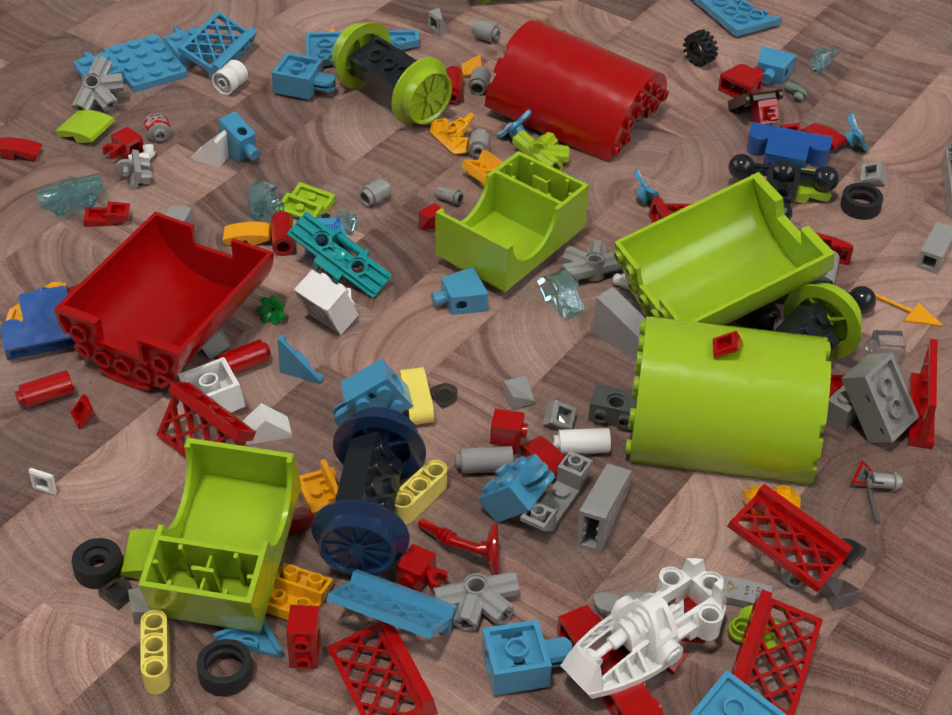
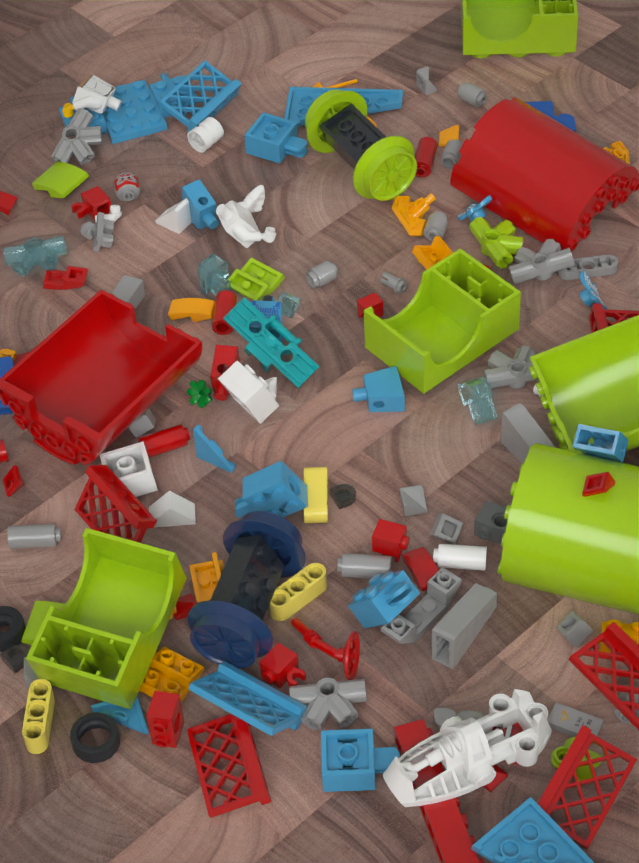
camera: 15 degrees right, 5 degrees up
(109, 45) = (93, 95): none -> white torso
(116, 464) = (34, 536): none -> light grey brick
(280, 148) = (239, 221): none -> white torso
(294, 268) = (223, 356): none -> red torso
(595, 165) = (540, 264): none -> light grey piece
(623, 171) = (601, 260): none -> light grey beam
(717, 307) = (606, 442): none -> dark azure torso
(717, 499) = (574, 629): none -> light grey slope

